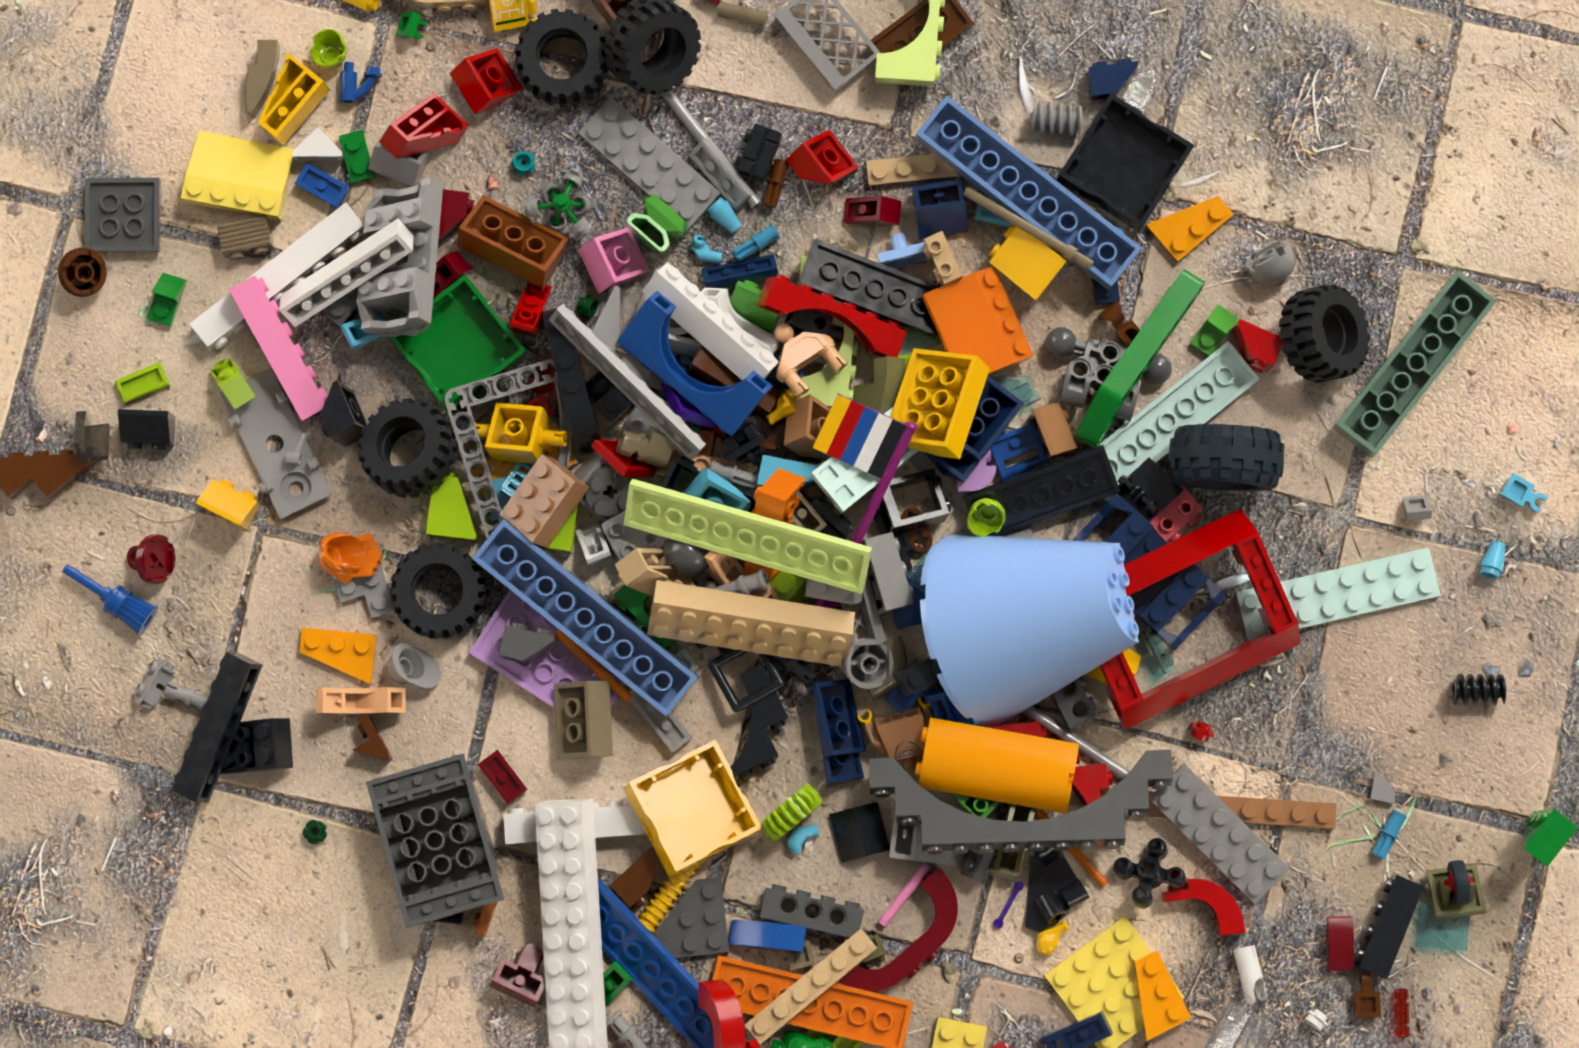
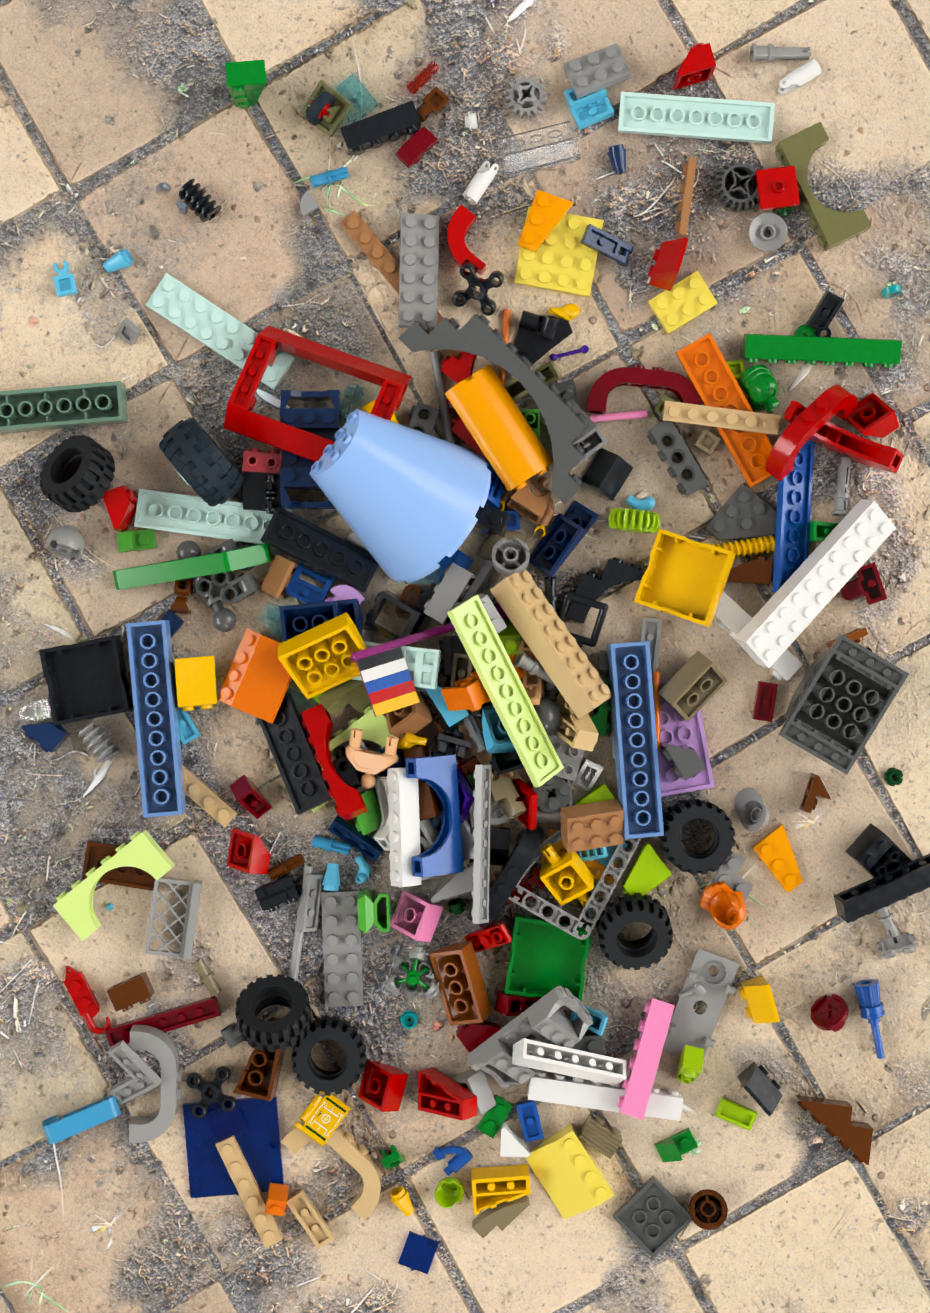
camera: 130 degrees left, 5 degrees up
(90, 441) = (798, 1112): clear smoke panel -> none
(342, 415) = (649, 986): black slope -> none
(361, 700) = (799, 821): light nougat arch -> none
(768, 936) = (714, 469): blue slope -> none
(902, 254) = (259, 756): light blue tile -> none
(940, 208) = (213, 759): dark blue slope -> none
(946, 265) = (239, 730): tan plate -> none
(985, 517) = (364, 568): lime hair -> none
(1069, 251) = (167, 662): dark tan bar -> none
(1189, 227) = (89, 609): light orange wing -> none
(1201, 731) = (370, 335): red plate -> none

